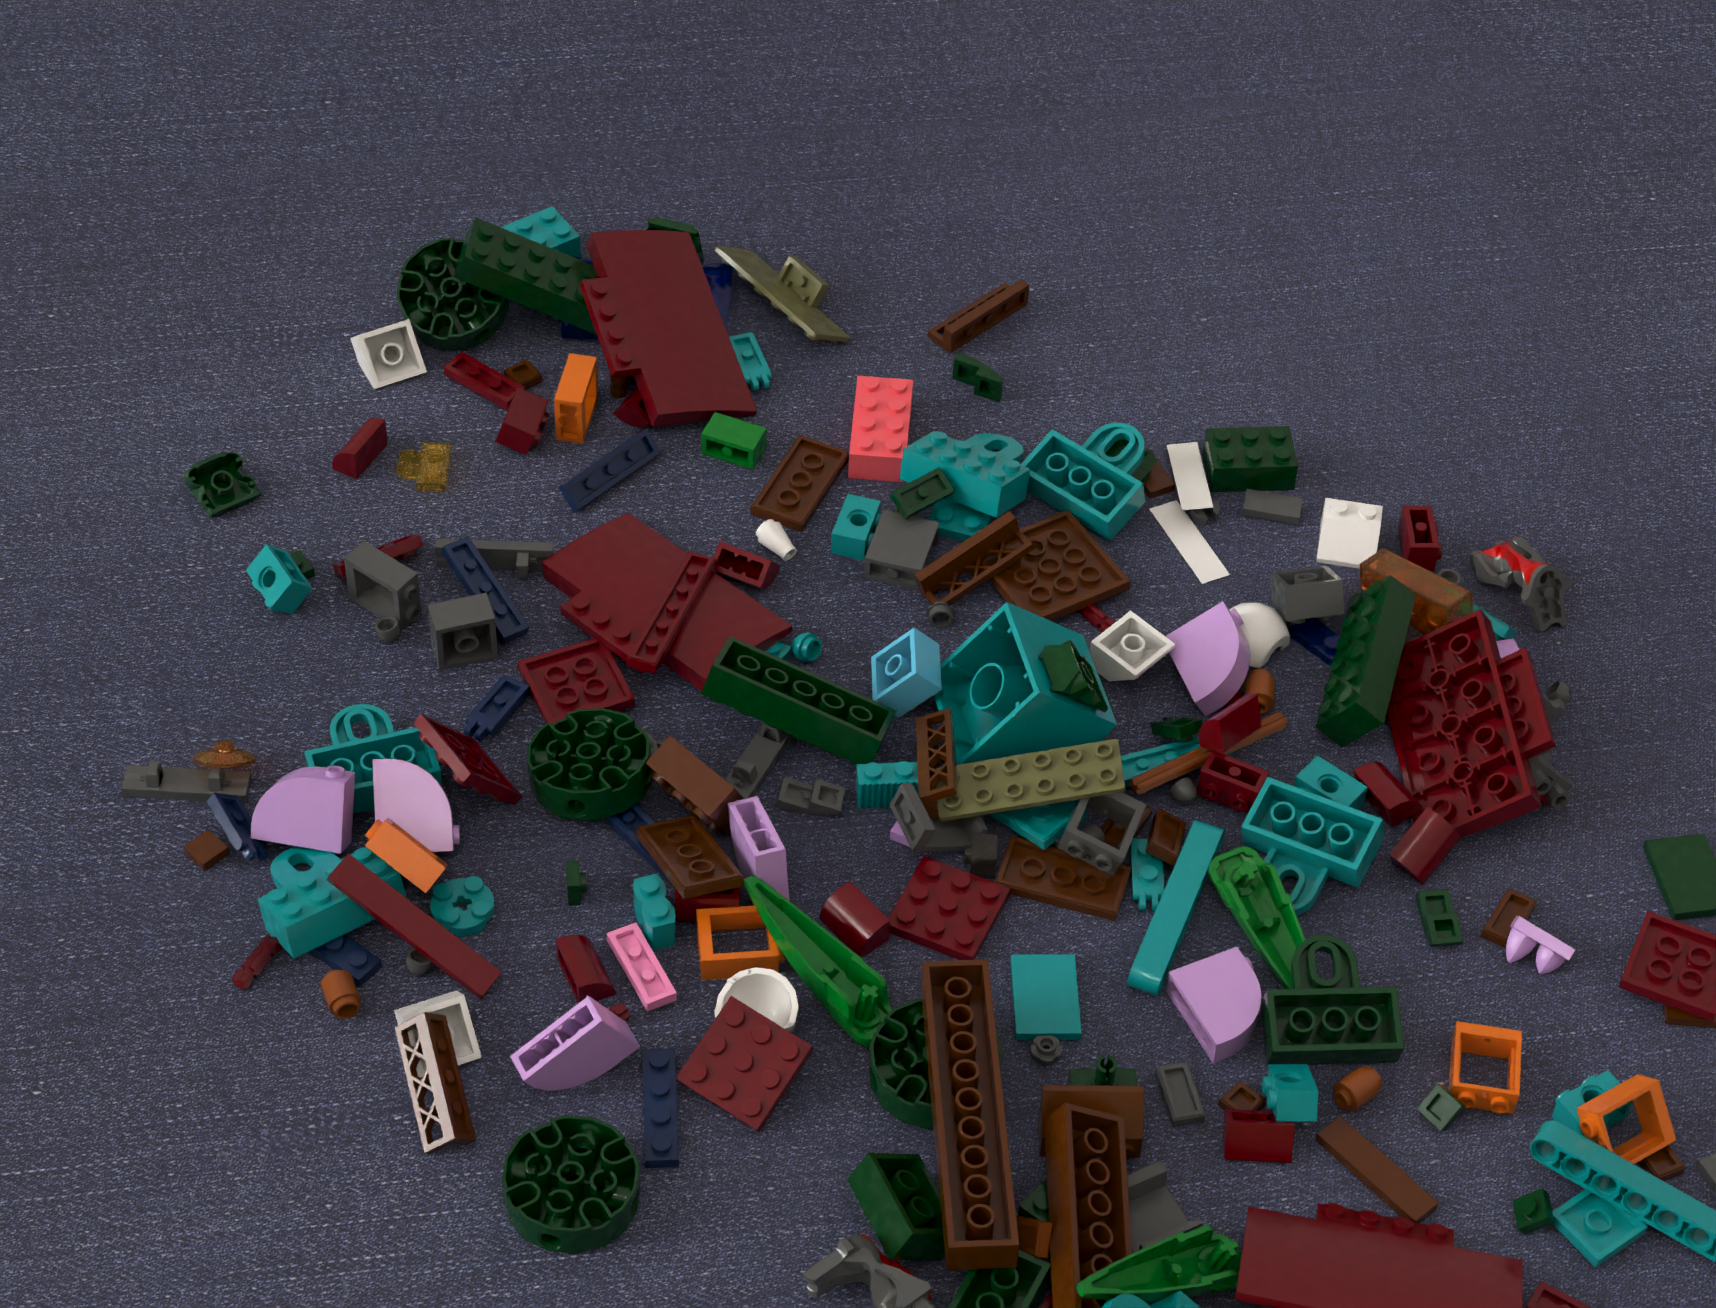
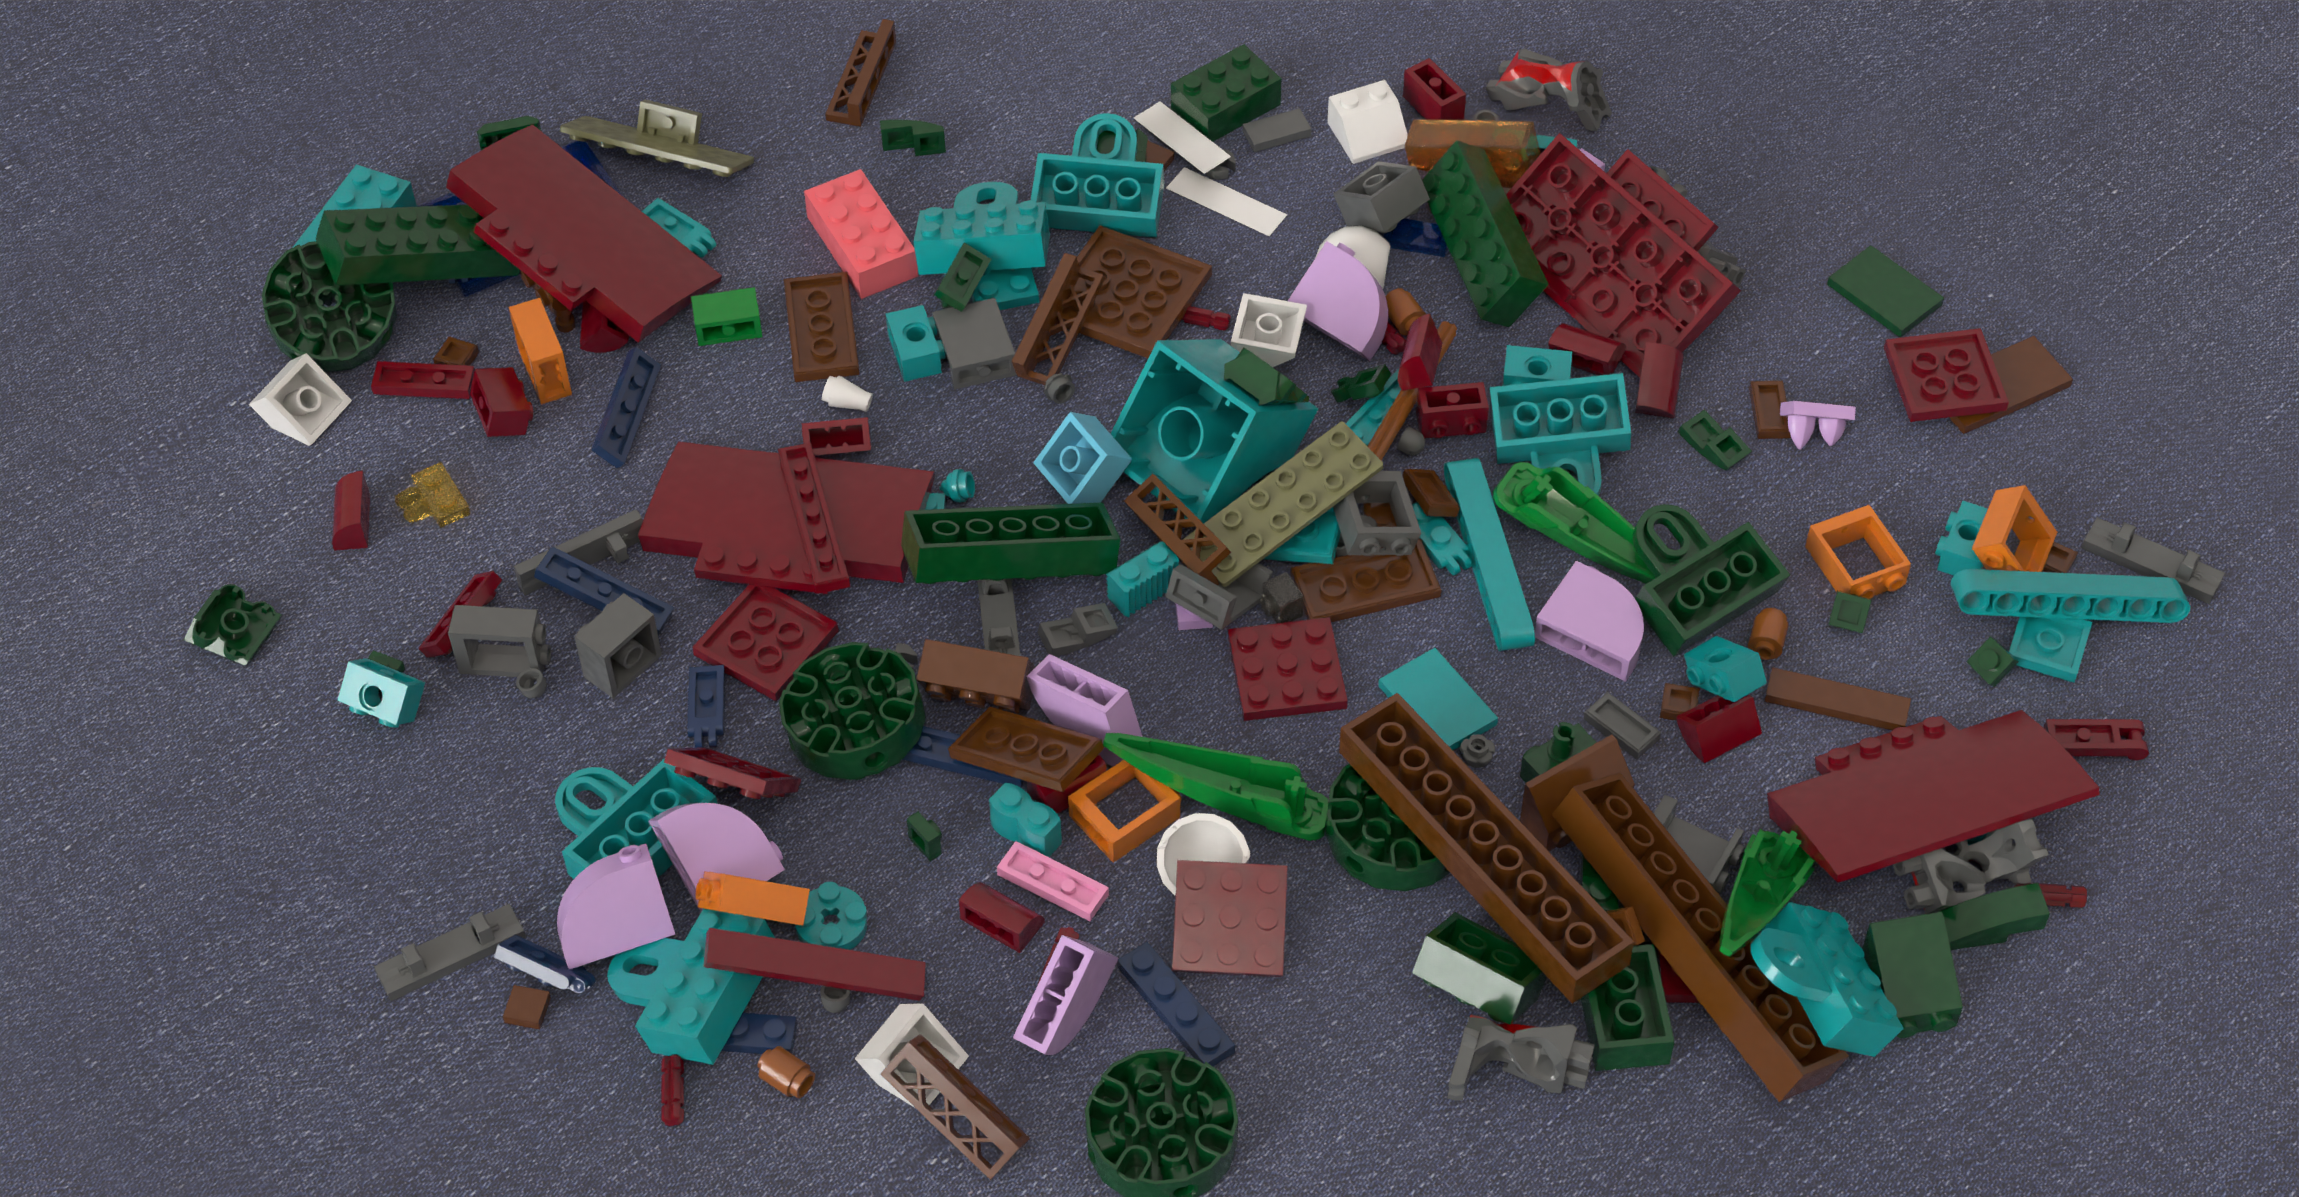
camera: 30 degrees left, 5 degrees up
(224, 756) = (473, 902): clear orange dish -> none
(855, 920) = (1215, 723): dark red brick -> none

